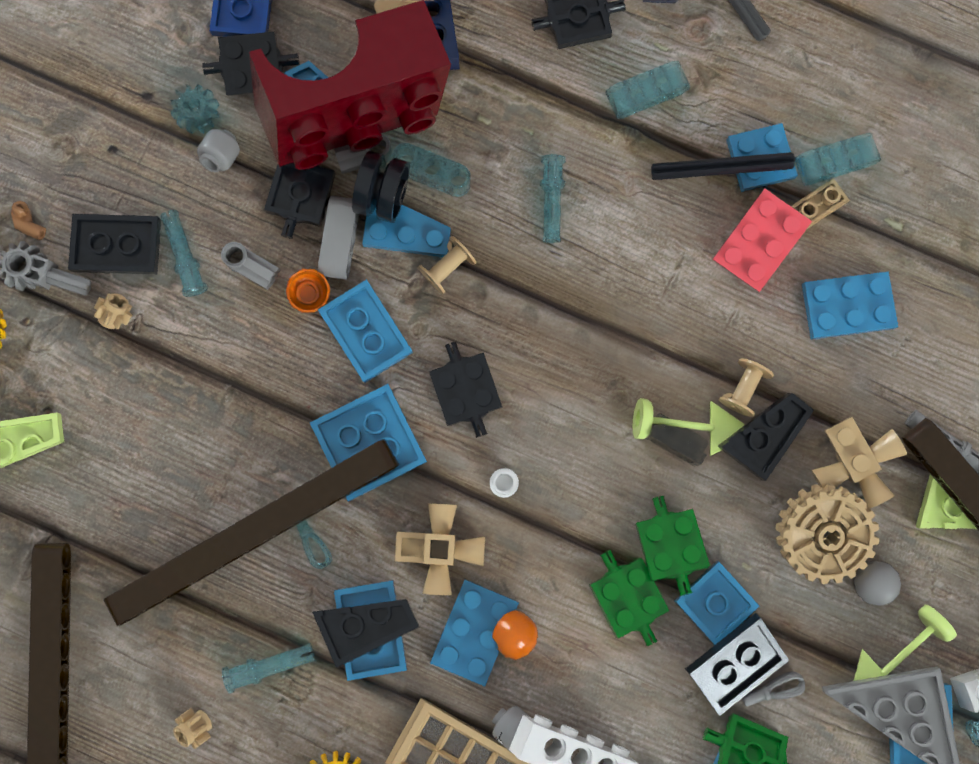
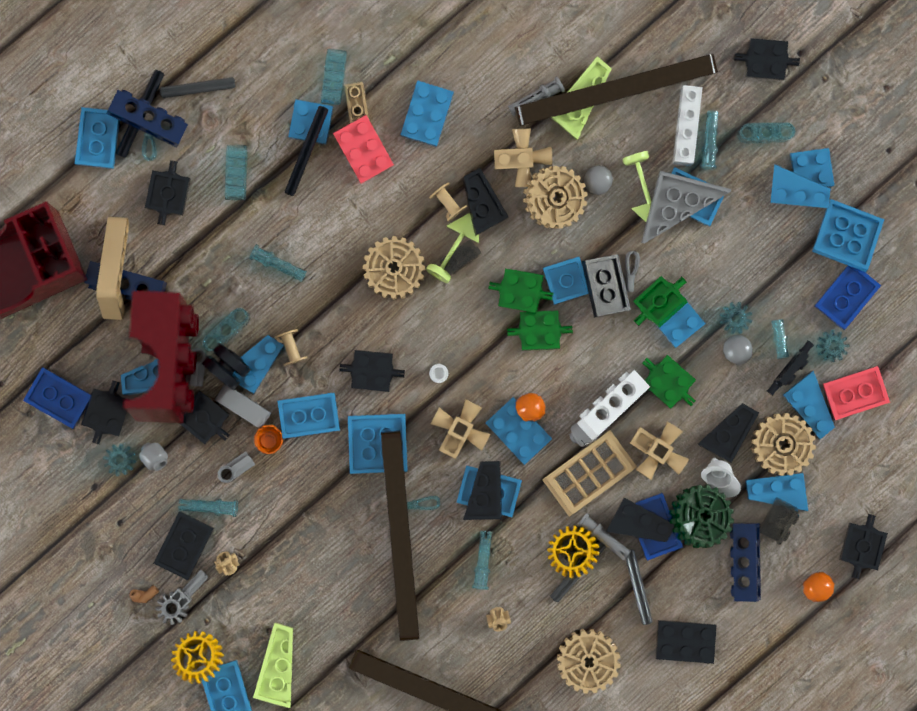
camera: 60 degrees left, 5 degrees up
(627, 333) = (407, 261): none -> tan piece

